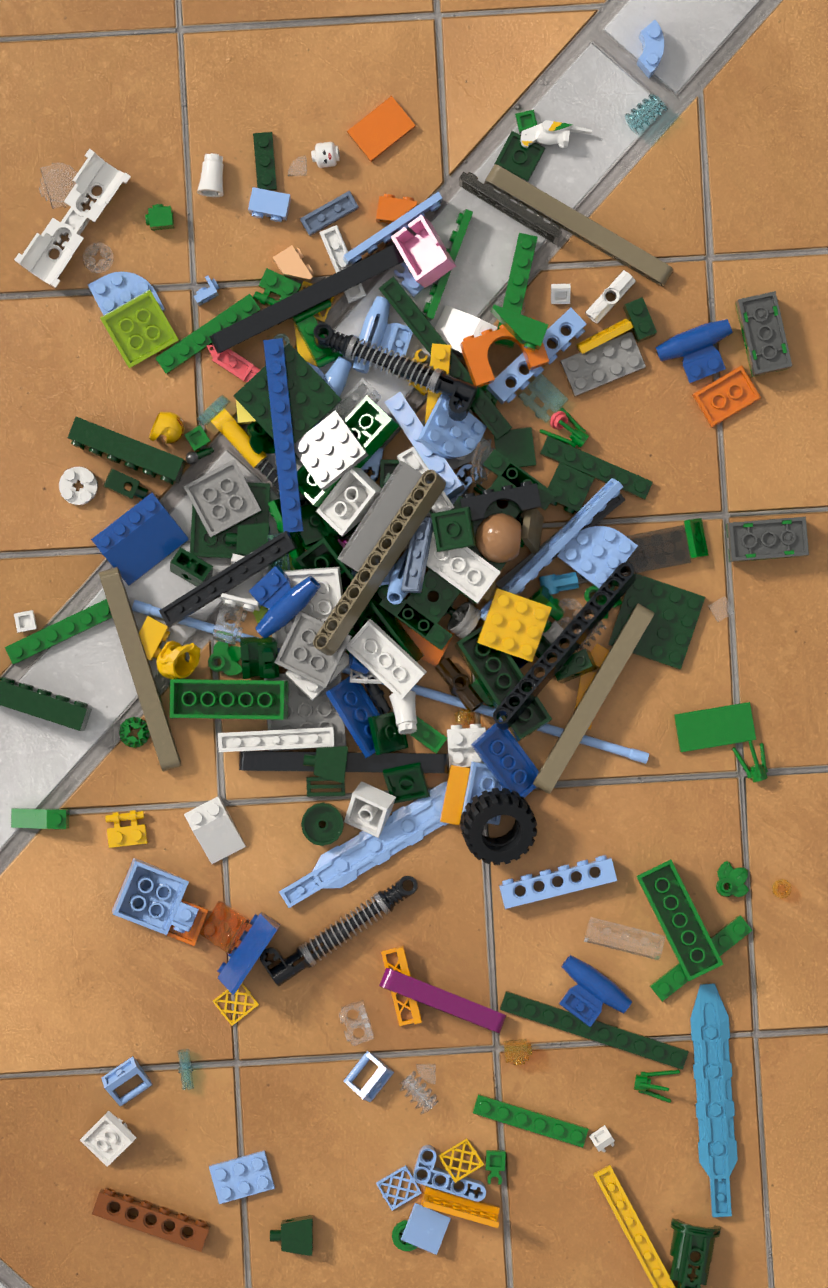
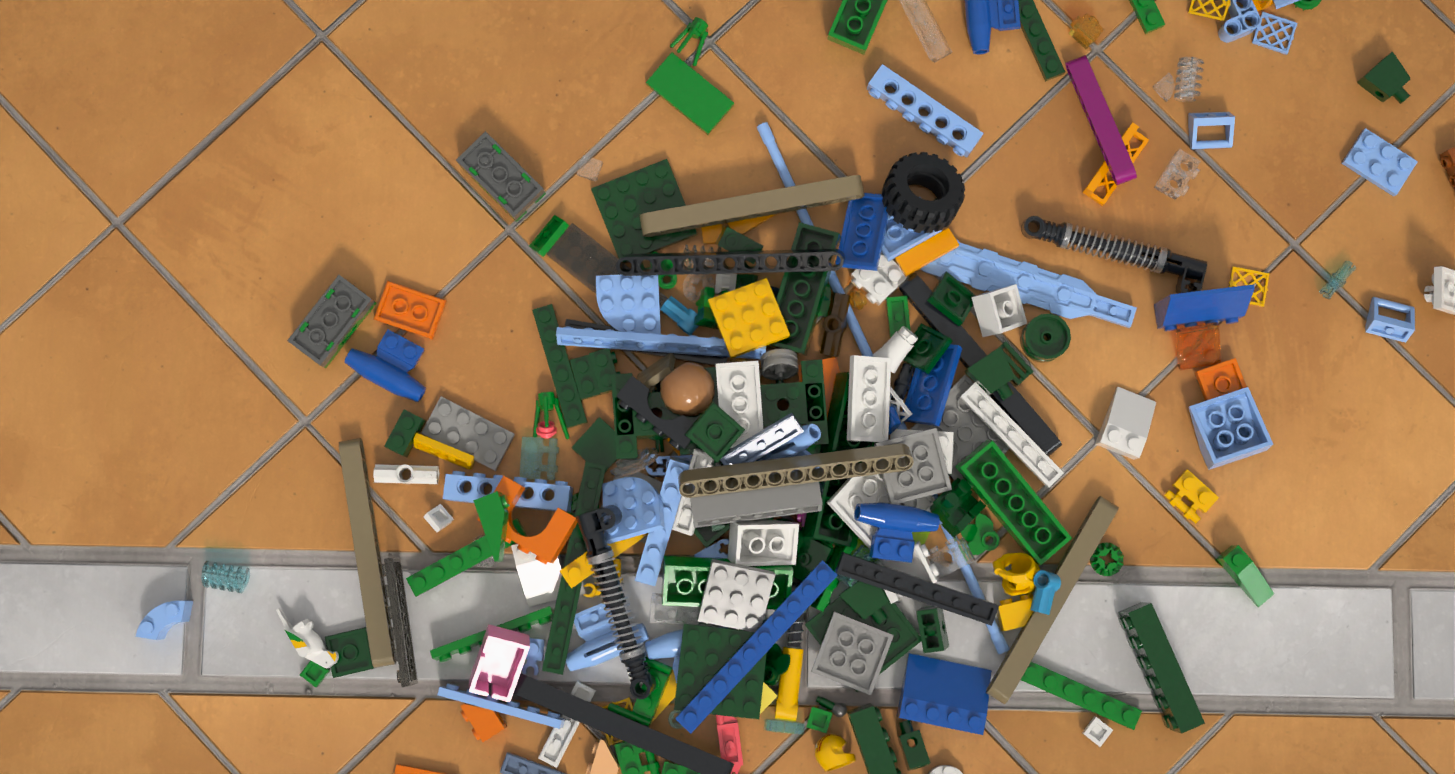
camera: 135 degrees left, 5 degrees down
(153, 670) = (1044, 592): none -> dark azure piece
(184, 917) = (1221, 384): light blue bracket -> none

